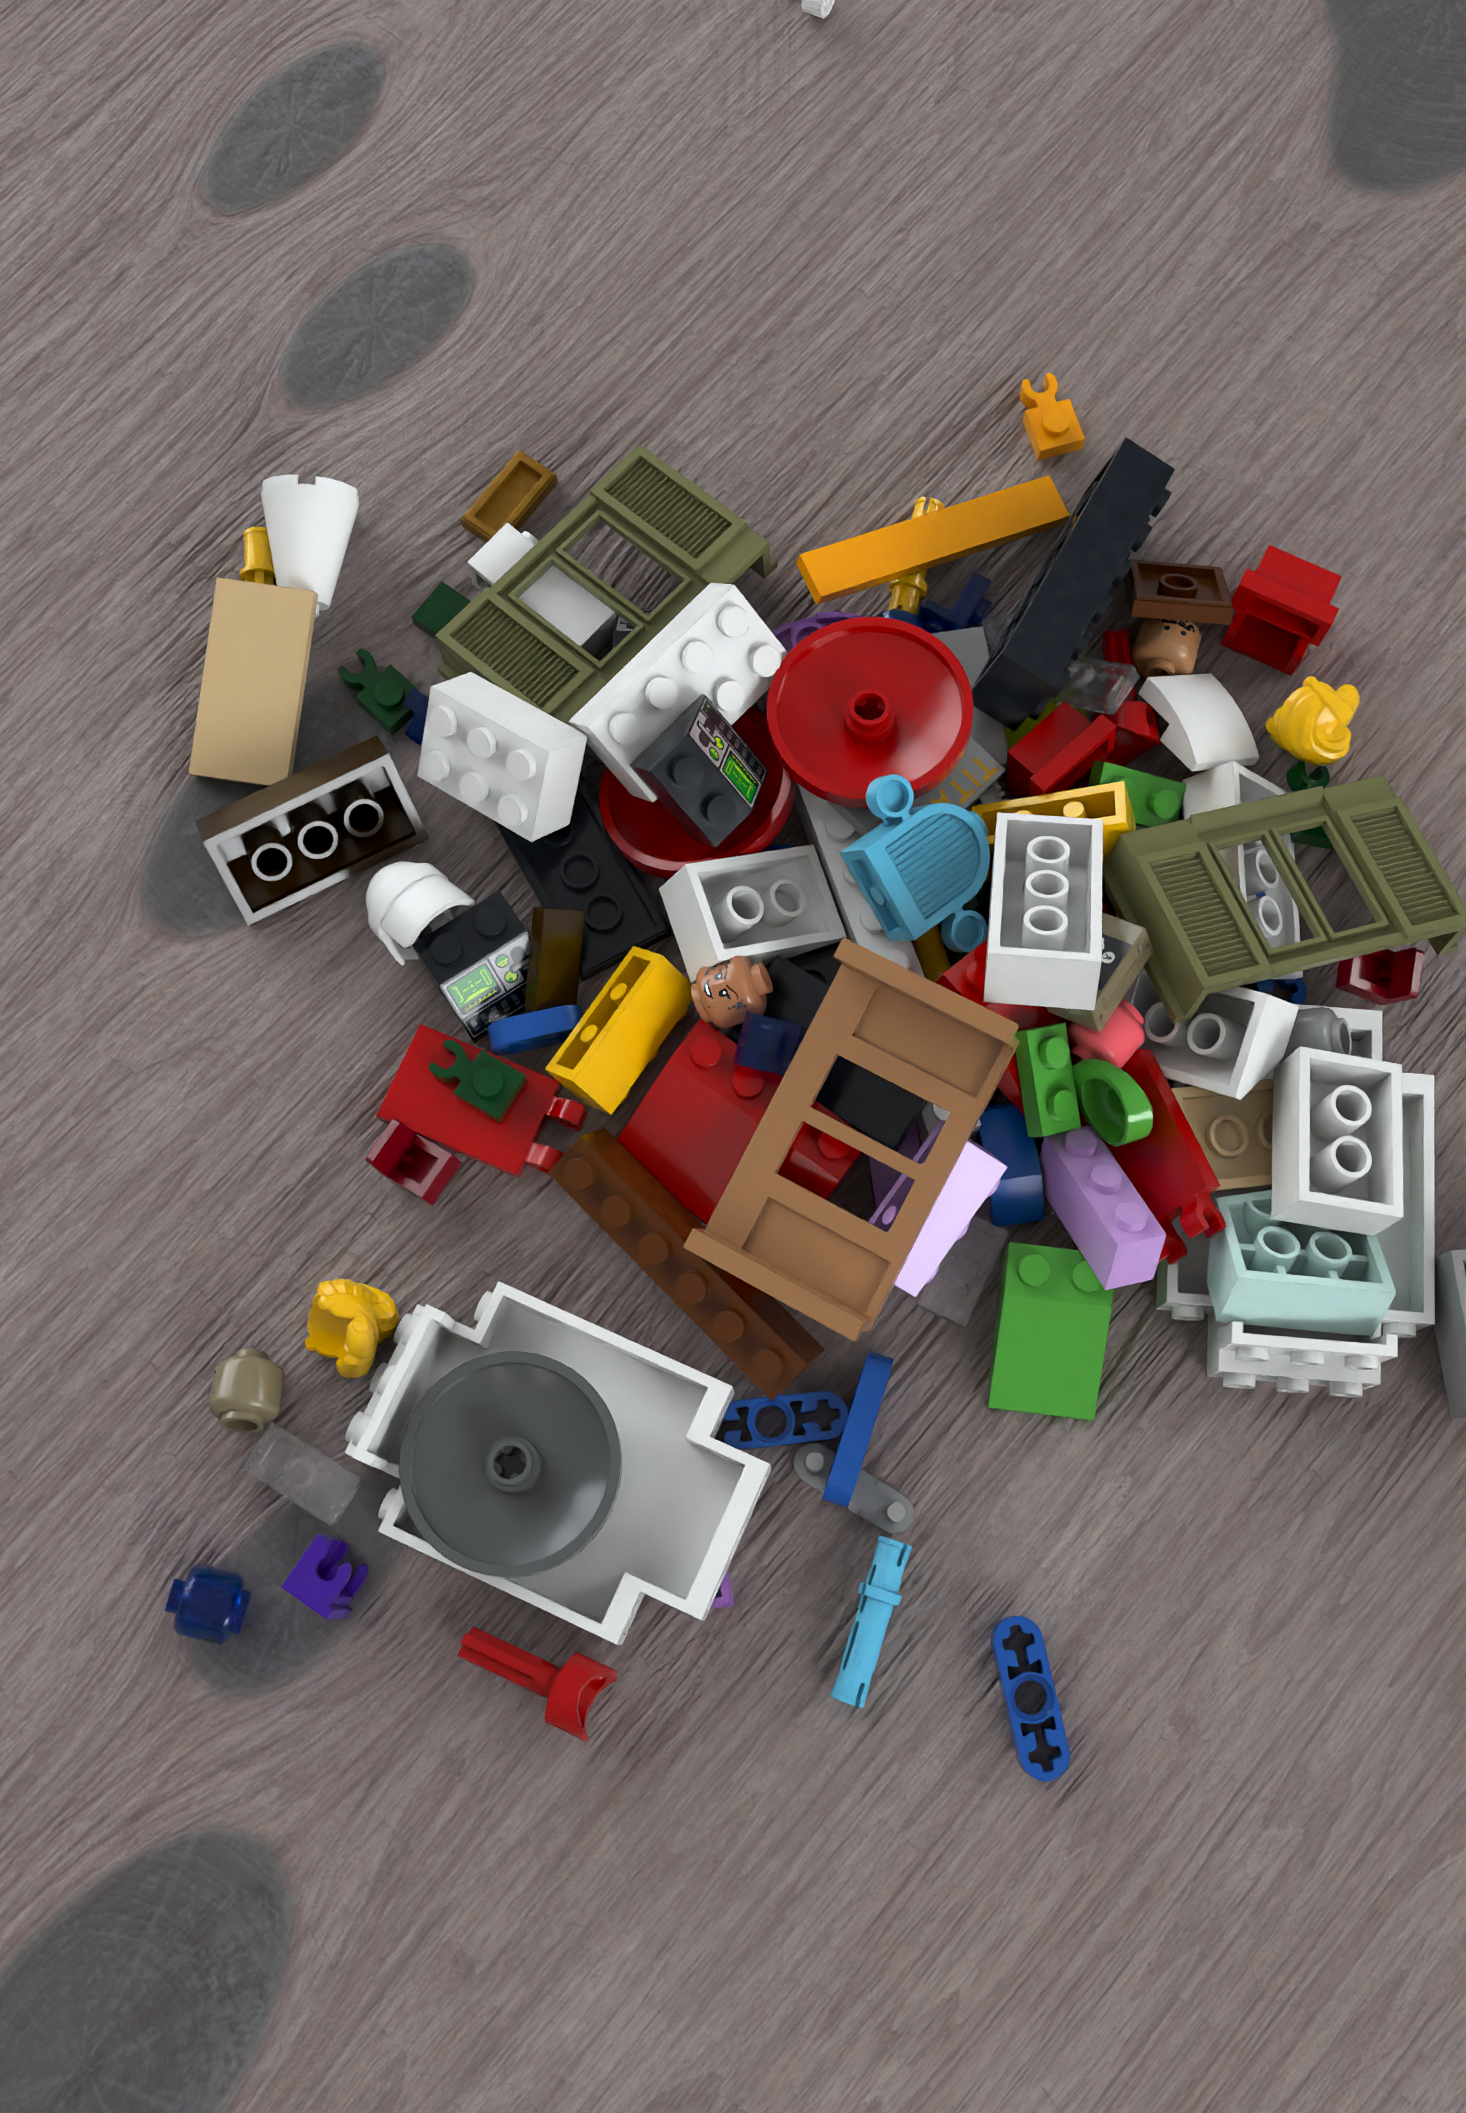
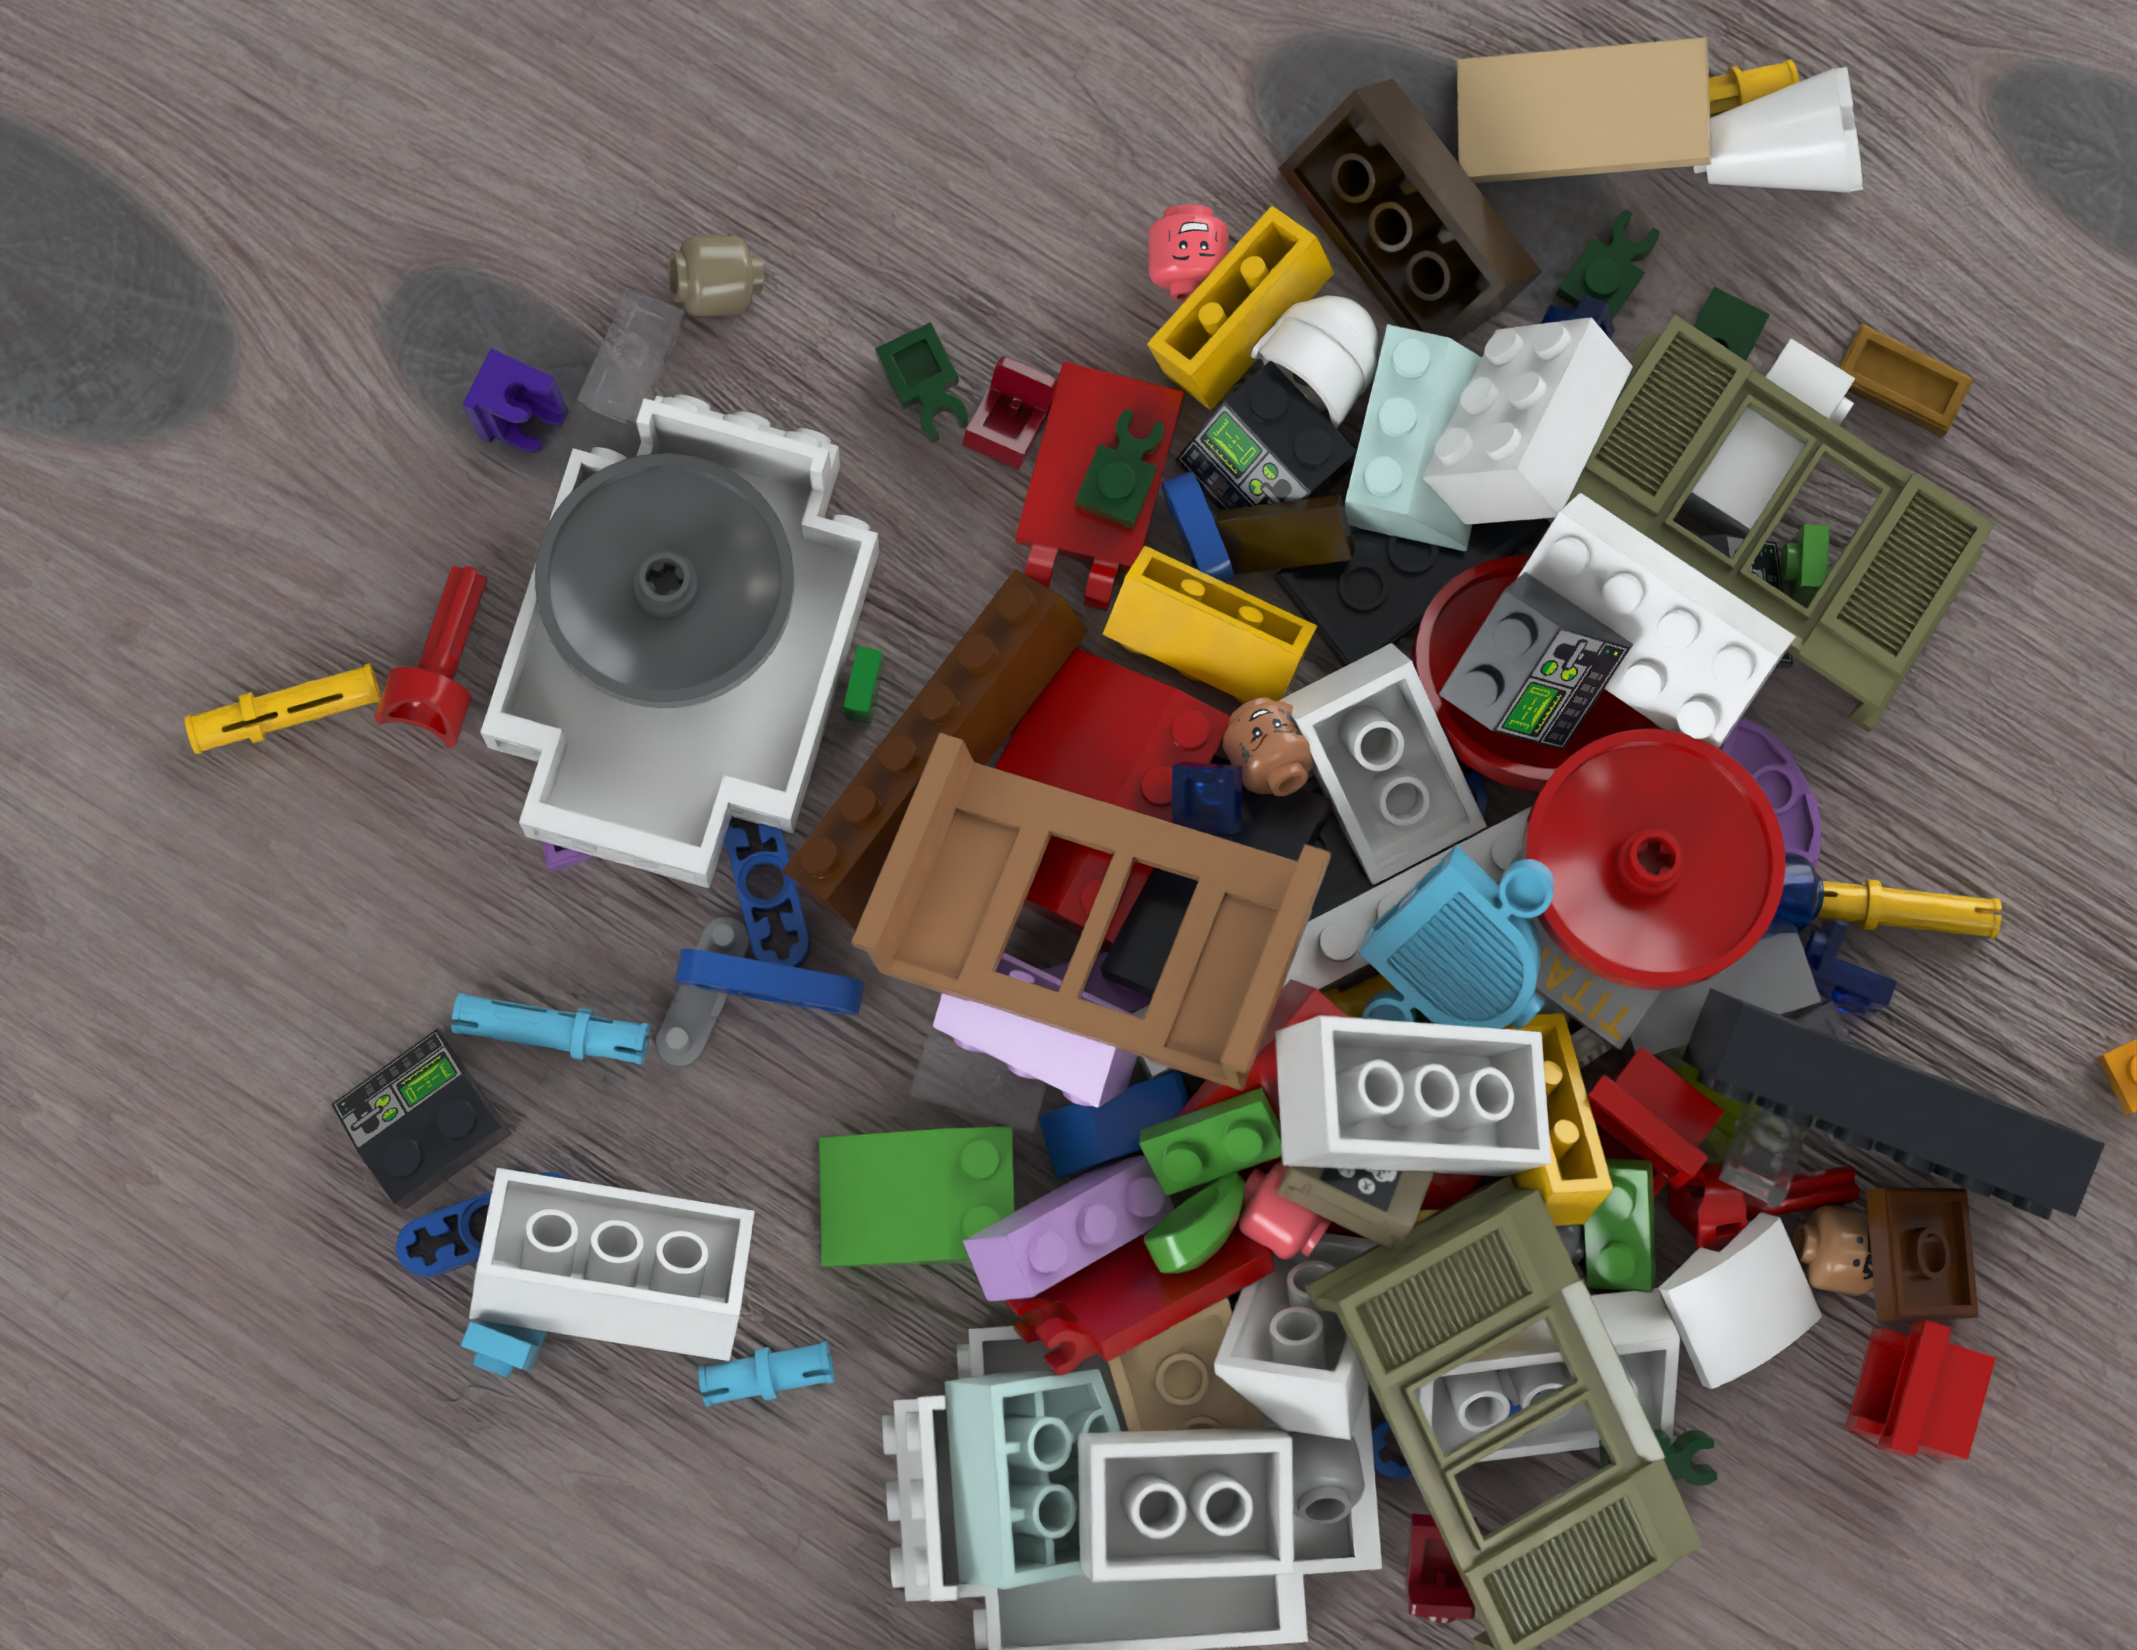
camera: 80 degrees right, 5 degrees up
(208, 1604) = (472, 281): clear blue head -> none
(306, 1000) = (1185, 248): none -> coral head
(349, 1324) = (809, 375): yellow hair -> none
(360, 965) = (1214, 331): none -> yellow brick
(363, 1231) = (921, 373): none -> dark green plate
(490, 856) = (1406, 415): none -> light aqua slope
(559, 1827) = (259, 715): none -> yellow pin
(620, 1314) = (864, 684): none -> green tile
(641, 584) = (1806, 561): none -> bright green plate
(931, 539) = (1937, 925): light orange tile -> none
(935, 1747) = (419, 1120): none -> black slope
(1080, 1592) = (612, 1264): none -> white slope
(1128, 1691) = (503, 1346): none -> medium azure bracket
(1179, 1476) = (766, 1373): none -> medium azure pin
(1315, 722) = (1764, 1450): yellow hair -> none

